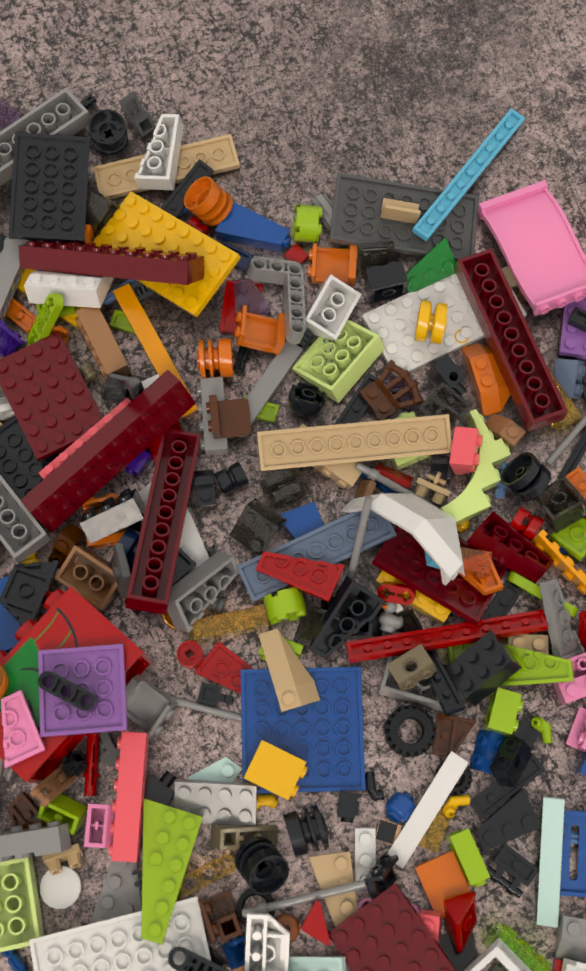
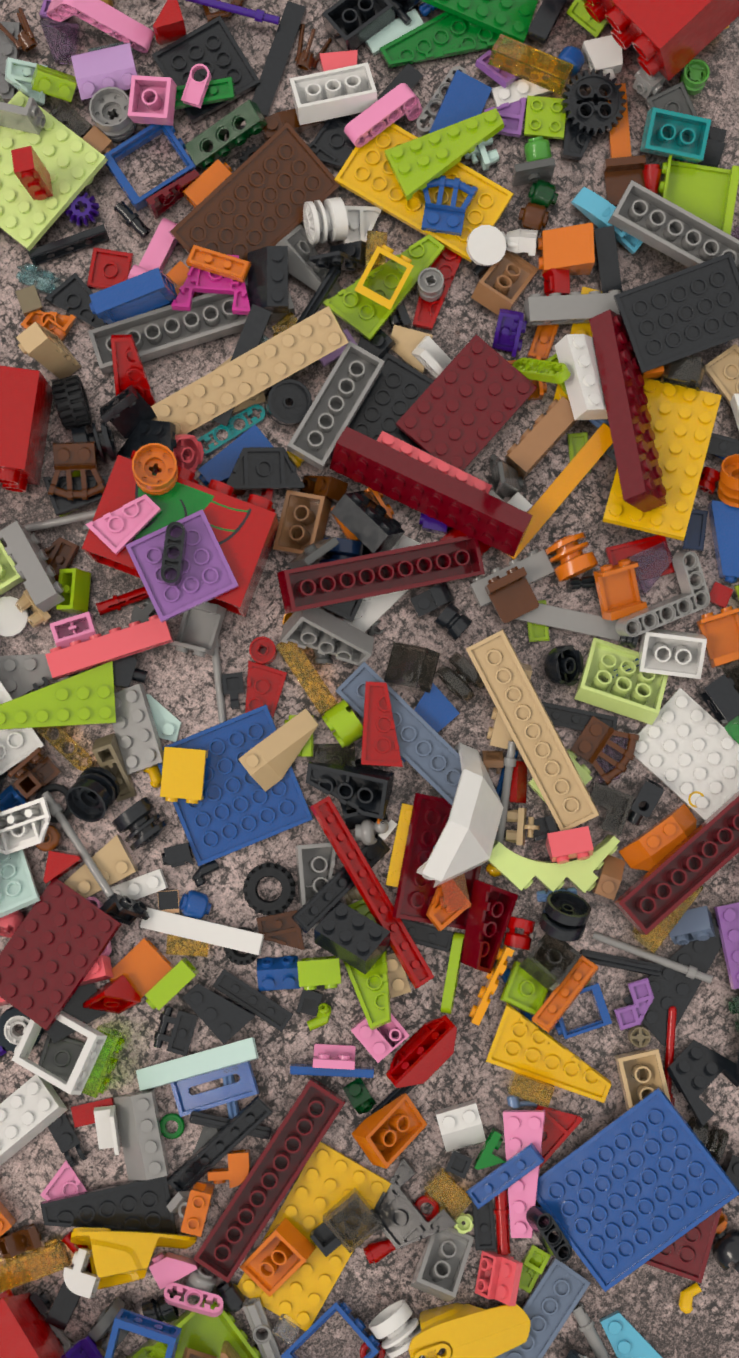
camera: 65 degrees right, 10 degrees up
(54, 785) = (95, 573): medium nougat plate -> none
(74, 763) = (121, 582): black gear -> none
(88, 373) = (508, 435): dark tan wheel -> none
(359, 537) = (454, 768): light grey bar -> none
(395, 597) = (395, 827): red beam -> none
(417, 658) = (322, 857): dark tan brick -> none
(431, 322) = (694, 766): yellow wheel -> none
(452, 804) = (217, 954): yellow arm -> none
(510, 761) = (275, 995): black brick -> none
(558, 619) = (421, 1001): light grey wing -> none

